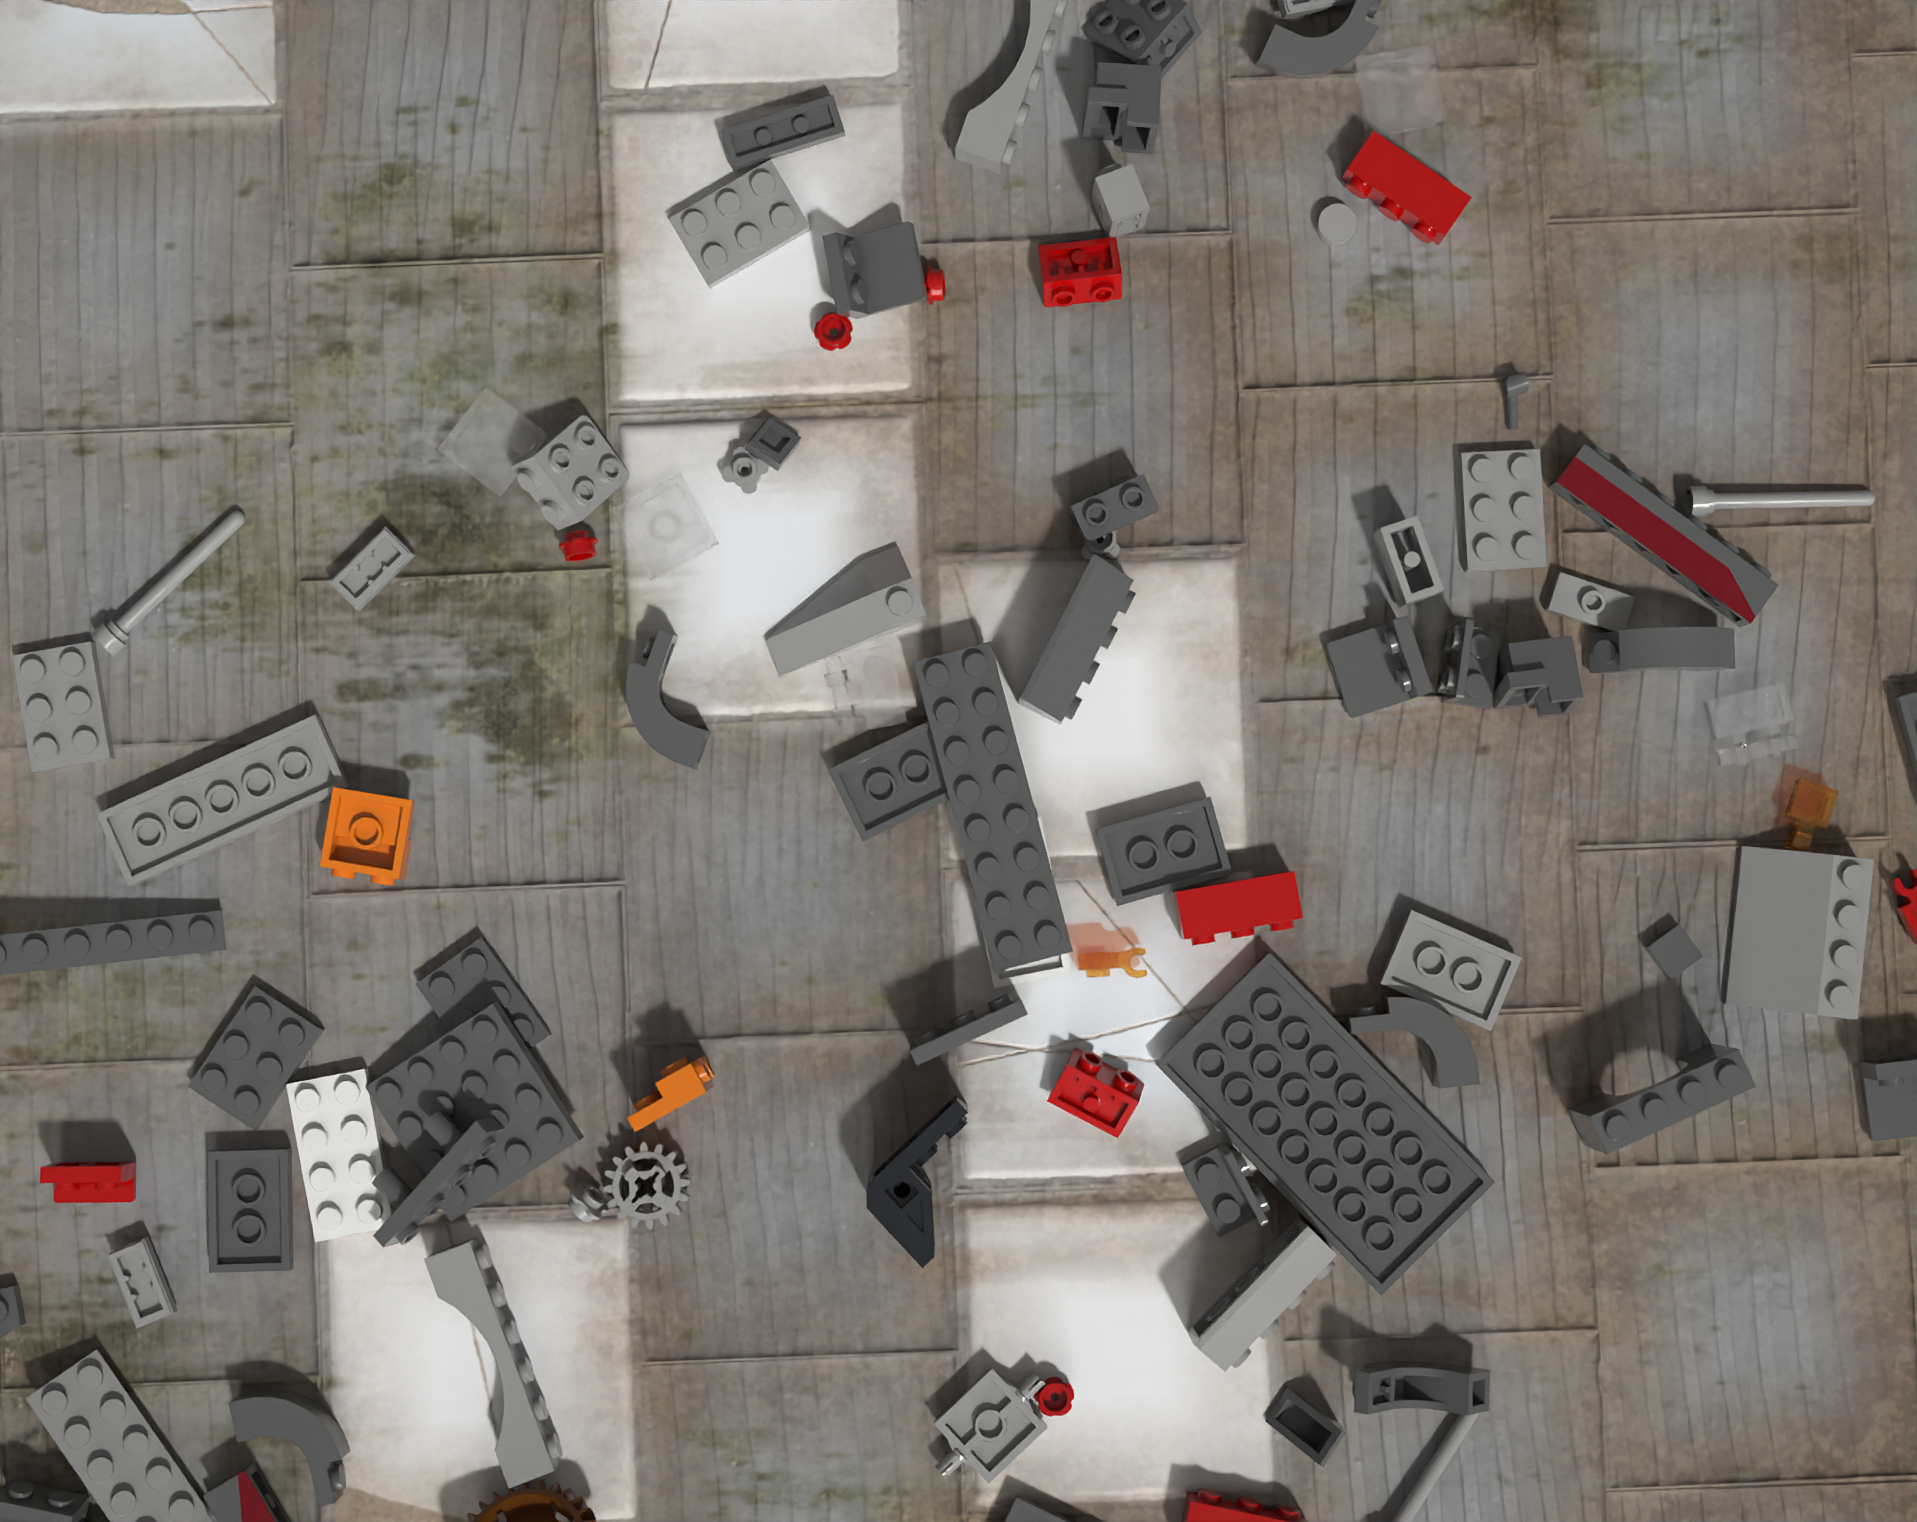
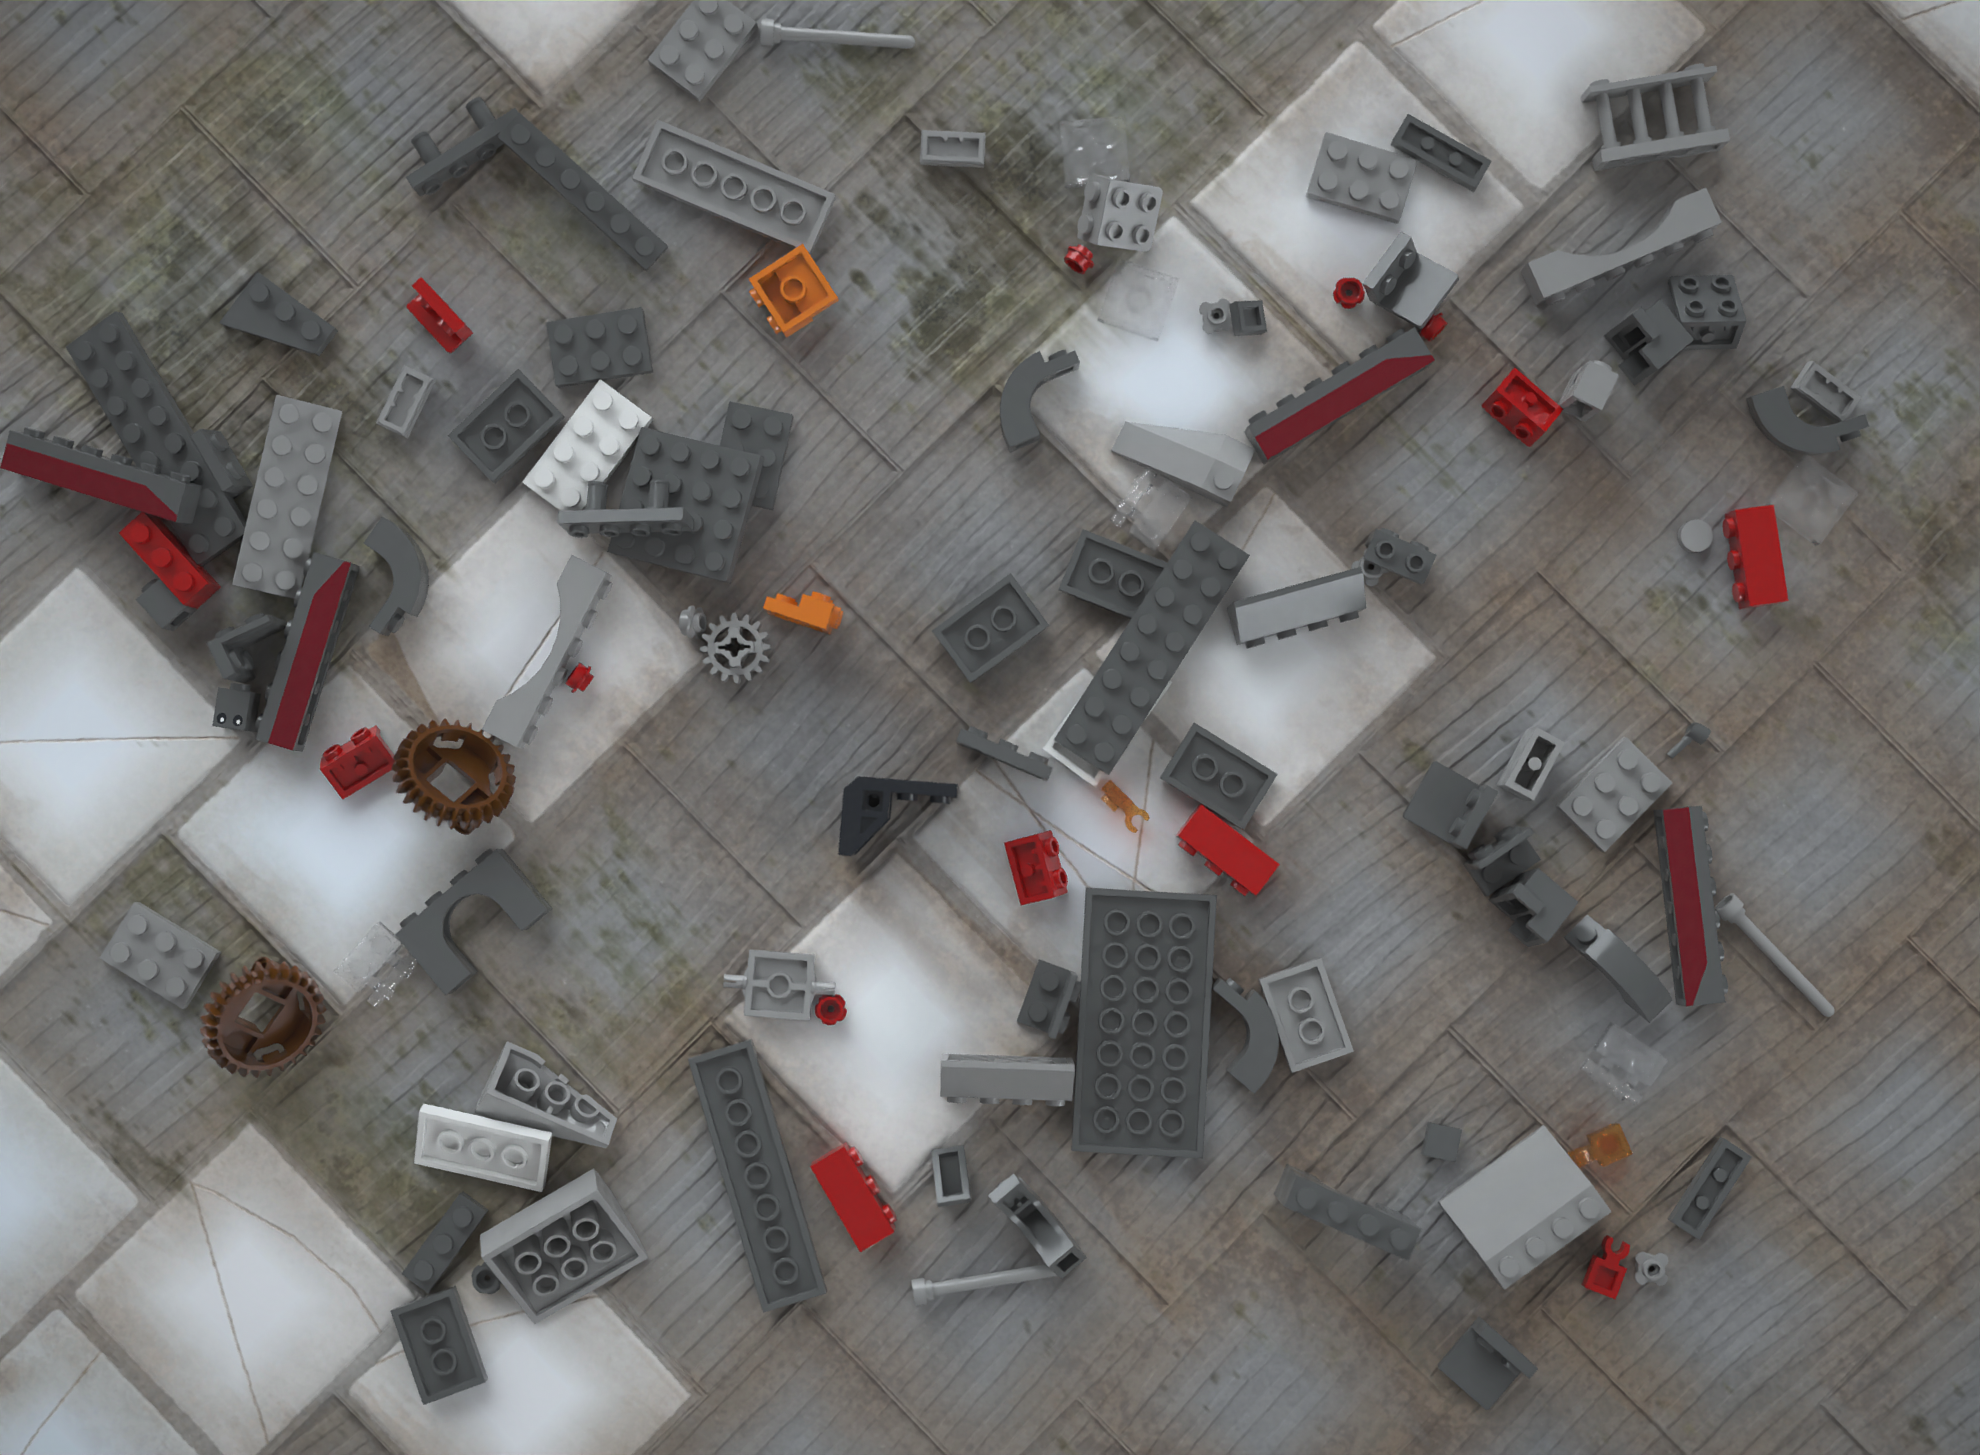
camera: 50 degrees right, 0 degrees up
(543, 1353) = (579, 678): none -> red plate
(841, 935) = (990, 628): none -> dark grey plate
(918, 426) = (1339, 395): none -> brick
(1589, 603) = (1606, 898): light grey plate -> none

